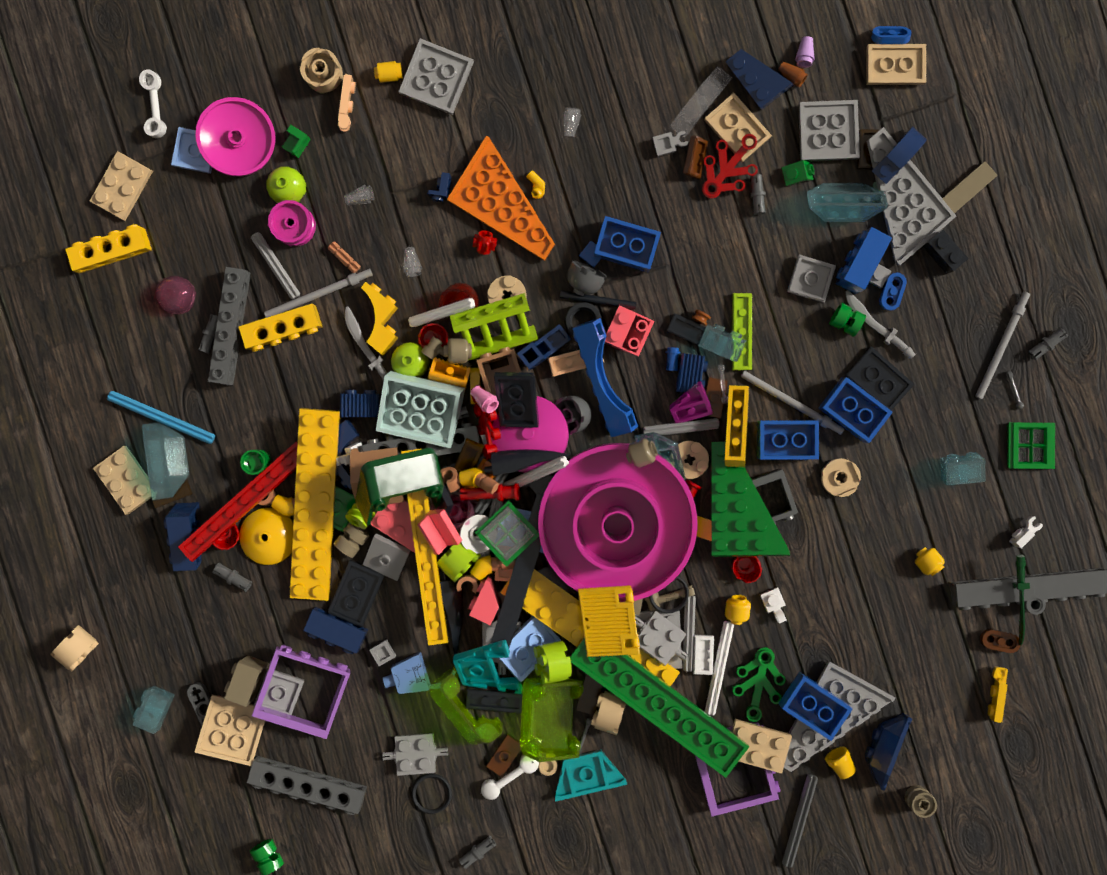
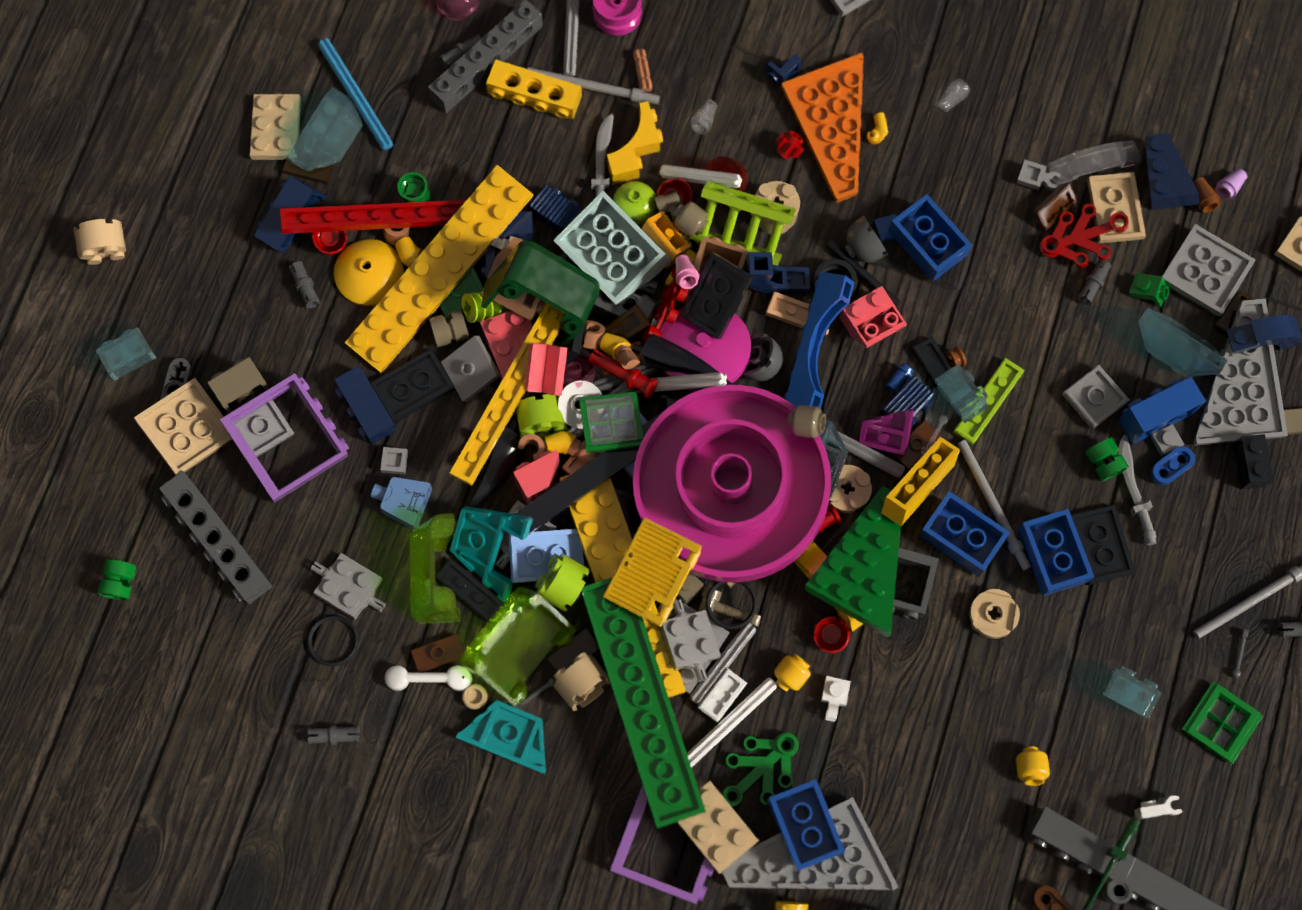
camera: 35 degrees right, 15 degrees down
(361, 195) = (699, 26): clear cone -> none

